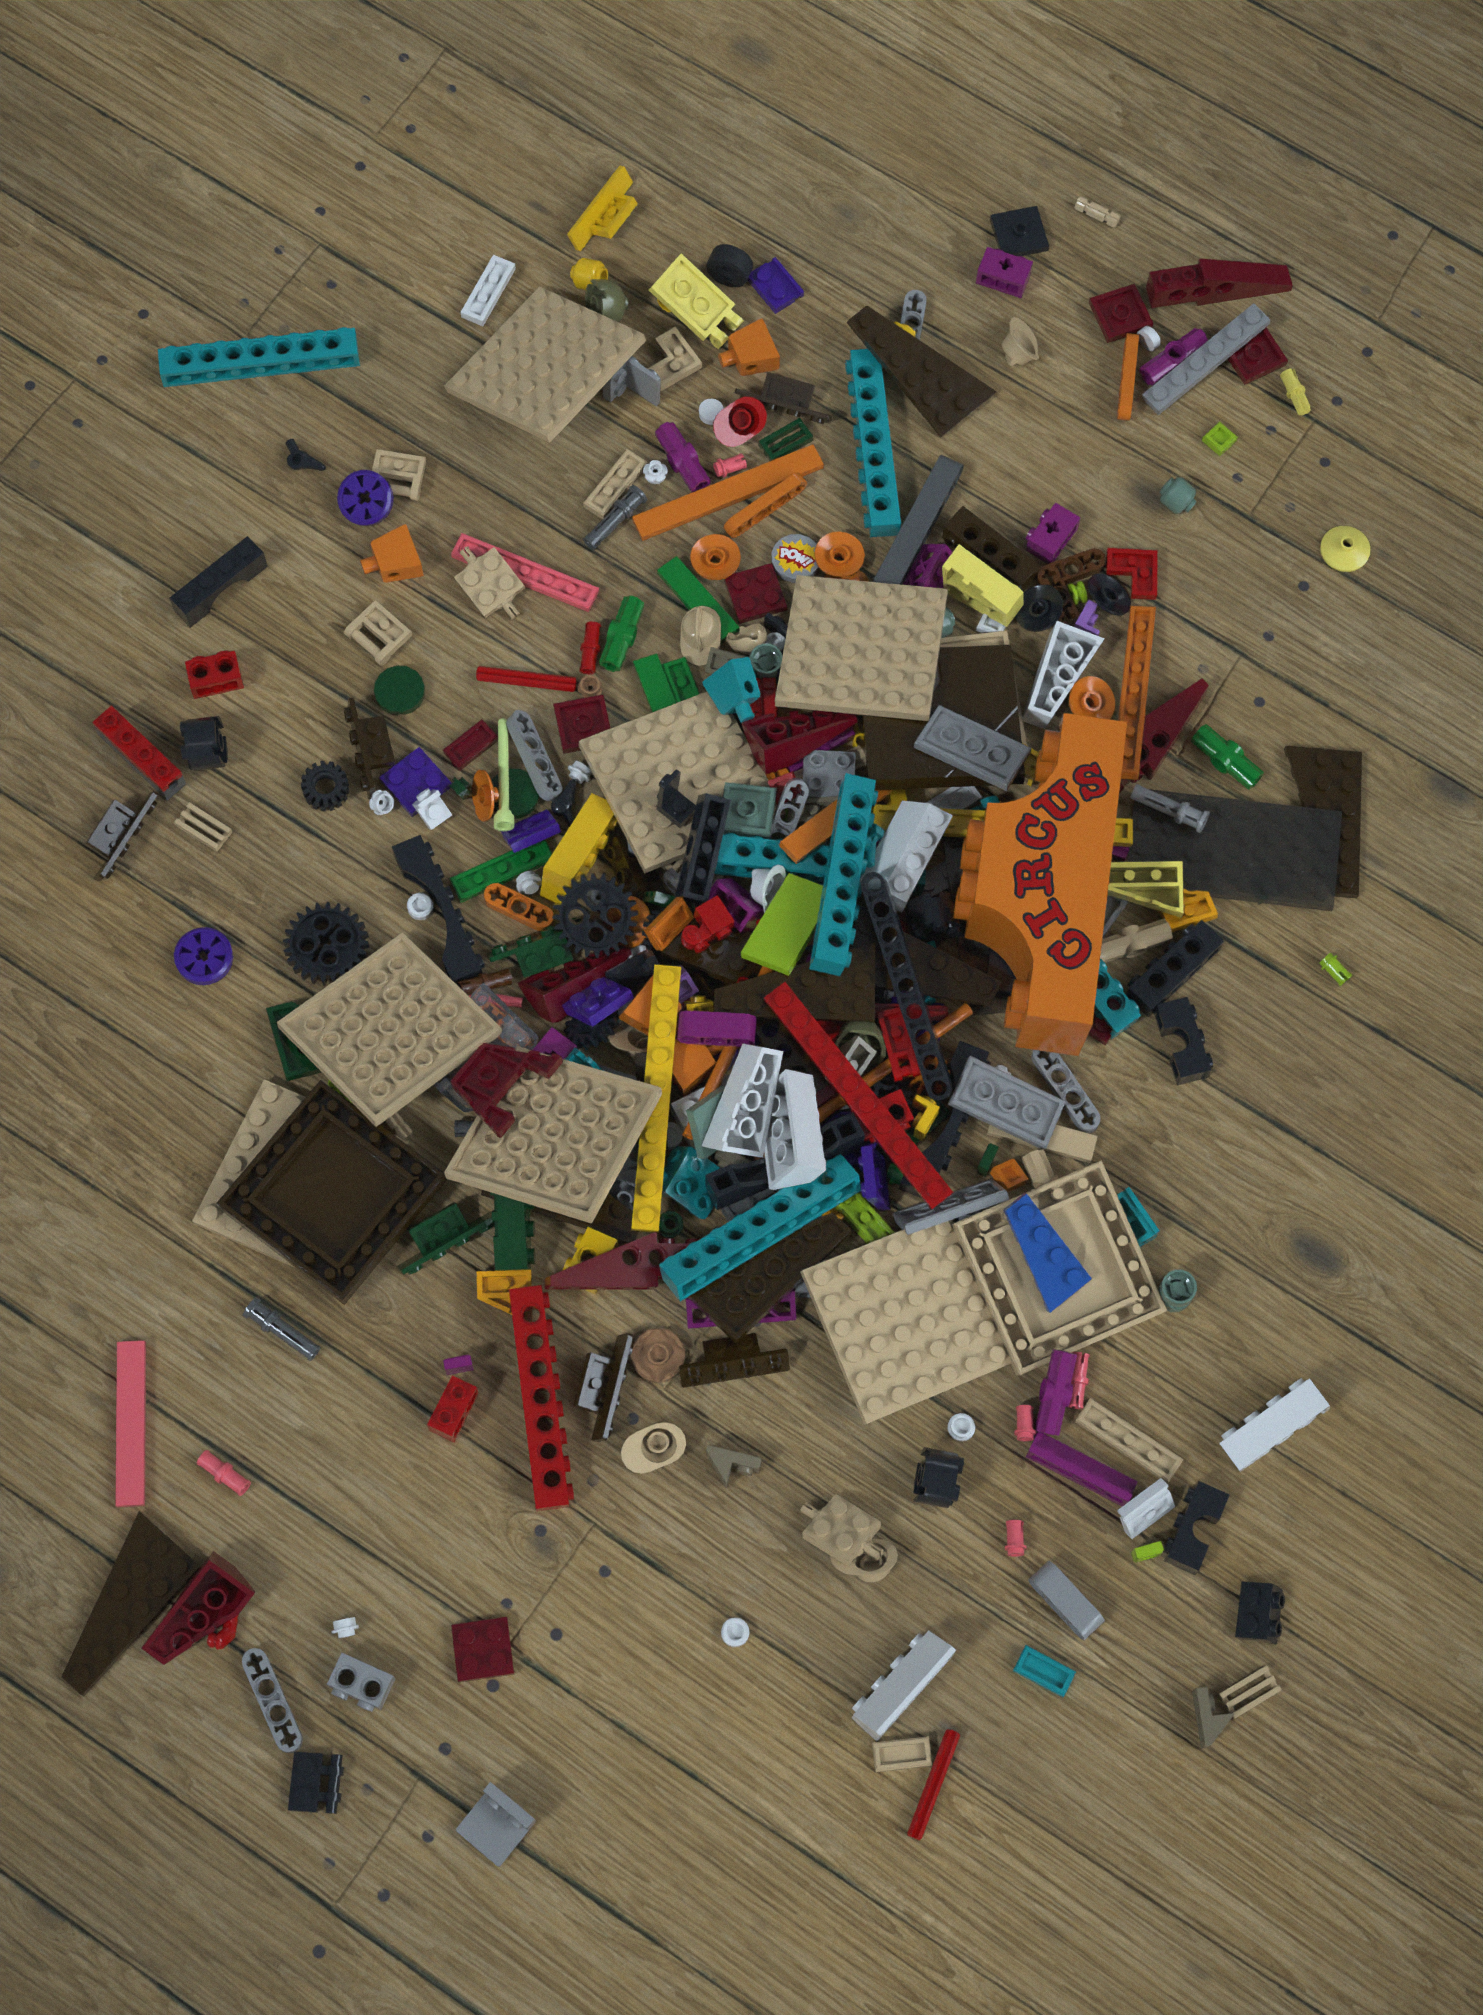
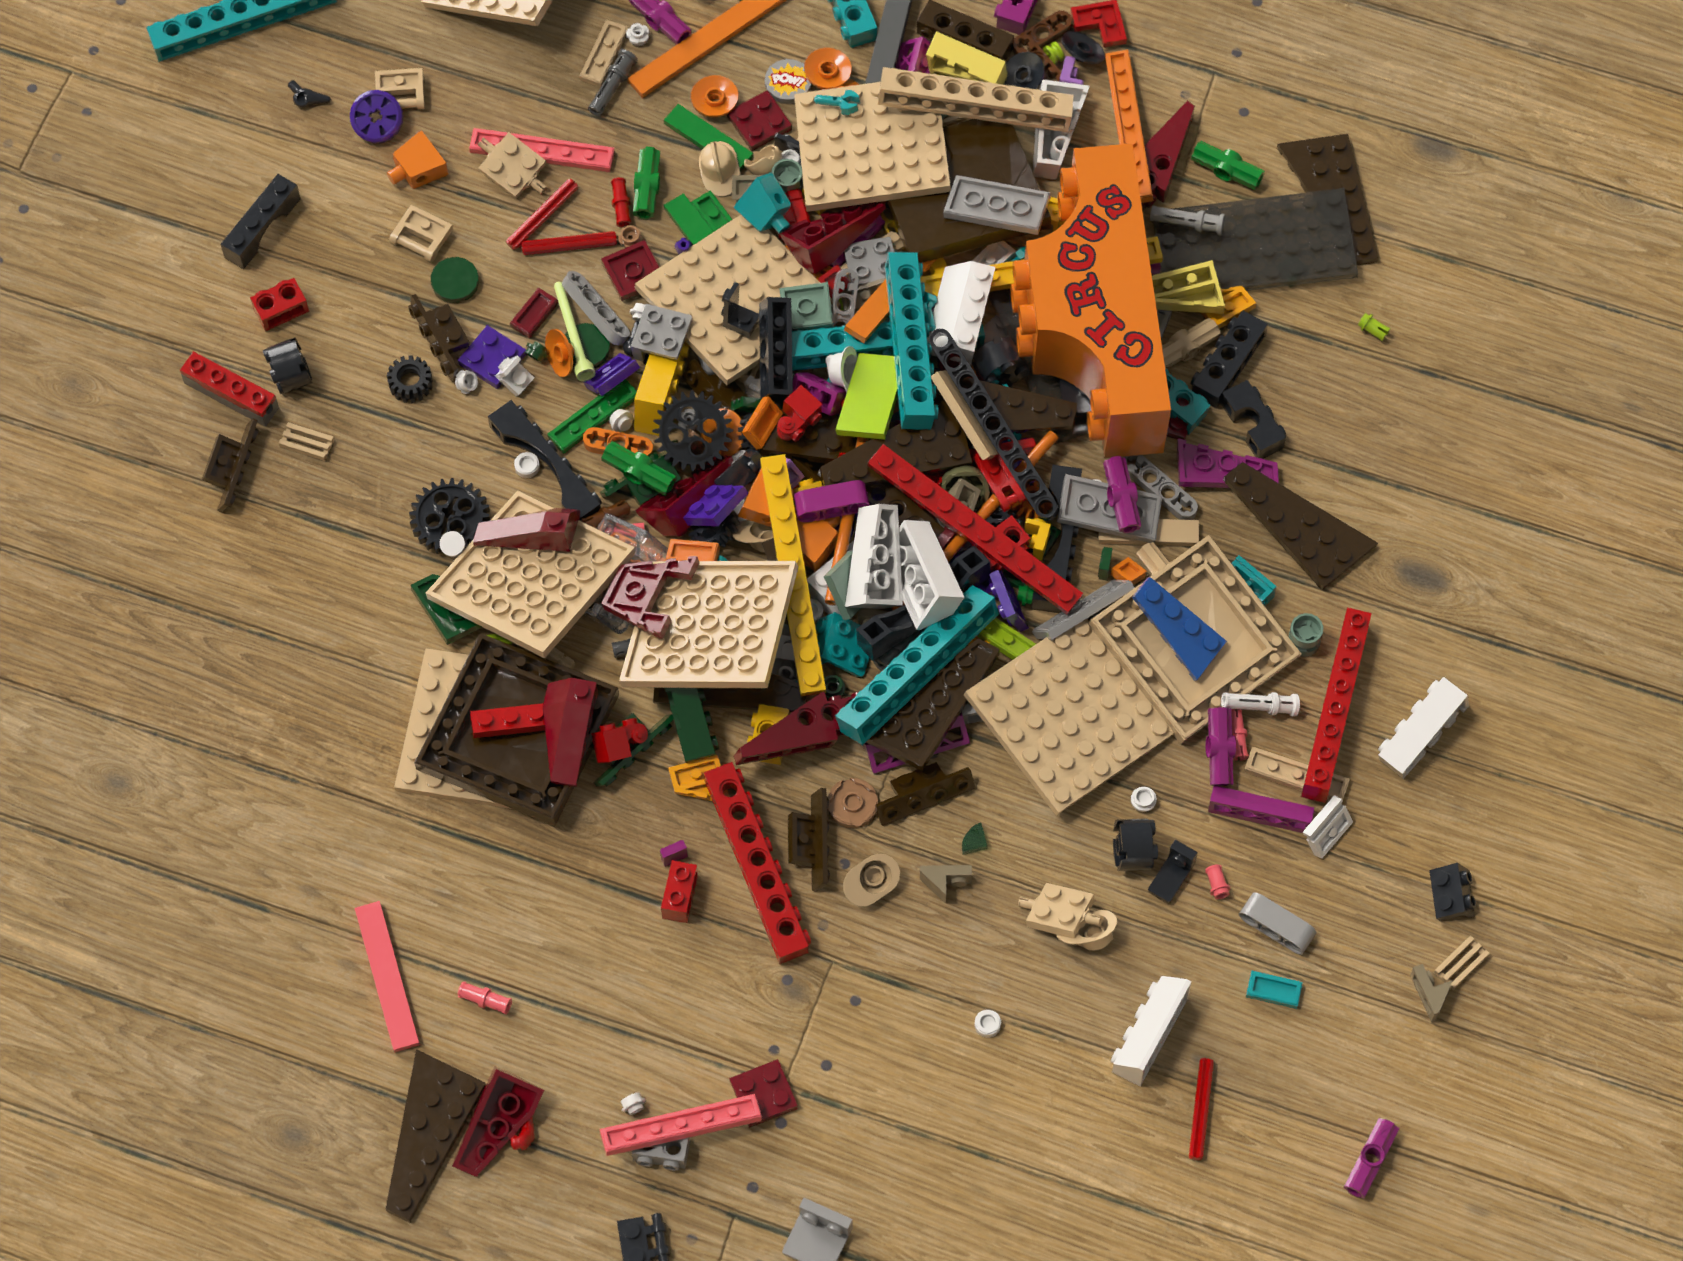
camera: 10 degrees left, 5 degrees down
(199, 971) = (339, 540): dark purple wheel -> none
(273, 1318) = (490, 857): dark grey pin -> none
(274, 1699) = (586, 1181): light grey beam -> none
(319, 975) = (452, 544): none -> white tile
(326, 1181) = (507, 720): none -> red plate
(382, 1202) = (567, 721): none -> dark red wedge
(384, 1667) = (680, 1125): none -> coral tile
(408, 983) = (537, 530): none -> dark red wedge
(424, 1230) = (613, 742): none -> red brick
(506, 641) = (542, 214): none -> red axle
(529, 941) = (638, 468): none -> green piece
(552, 1041) = (684, 548): none -> orange tile
(590, 801) = (660, 333): none -> light grey bracket
(641, 710) = (682, 245): none -> dark purple arm
(729, 465) = (704, 13): coral pin -> none
(765, 505) = (747, 40): orange beam -> none
(773, 1427) = (974, 840): none -> clear green tile
(841, 596) = (842, 101): none -> teal bar
(877, 969) = (964, 415): none -> tan tile
(902, 1754) = (1166, 1091): tan tile -> none
(963, 623) = (975, 99): none -> tan brick
(970, 1517) = (1173, 872): none -> black bracket
(1022, 1092) = (1122, 494): none -> magenta piece
(1025, 1423) = (1200, 782): coral pin -> none
(1085, 1901) = (1365, 1171): none -> magenta piece
(1097, 693) = (1090, 135): orange dish -> none
(1123, 1355) = (1272, 703): none -> white pin
(1128, 1084) = (1207, 467): none -> magenta wing
(1147, 1552) = (1338, 864): lime tile -> none
(1184, 1548) = (1372, 854): black arch -> none
(1189, 1377) = (1336, 705): none -> red brick
(1209, 1180) = (1308, 533): none -> dark brown wing

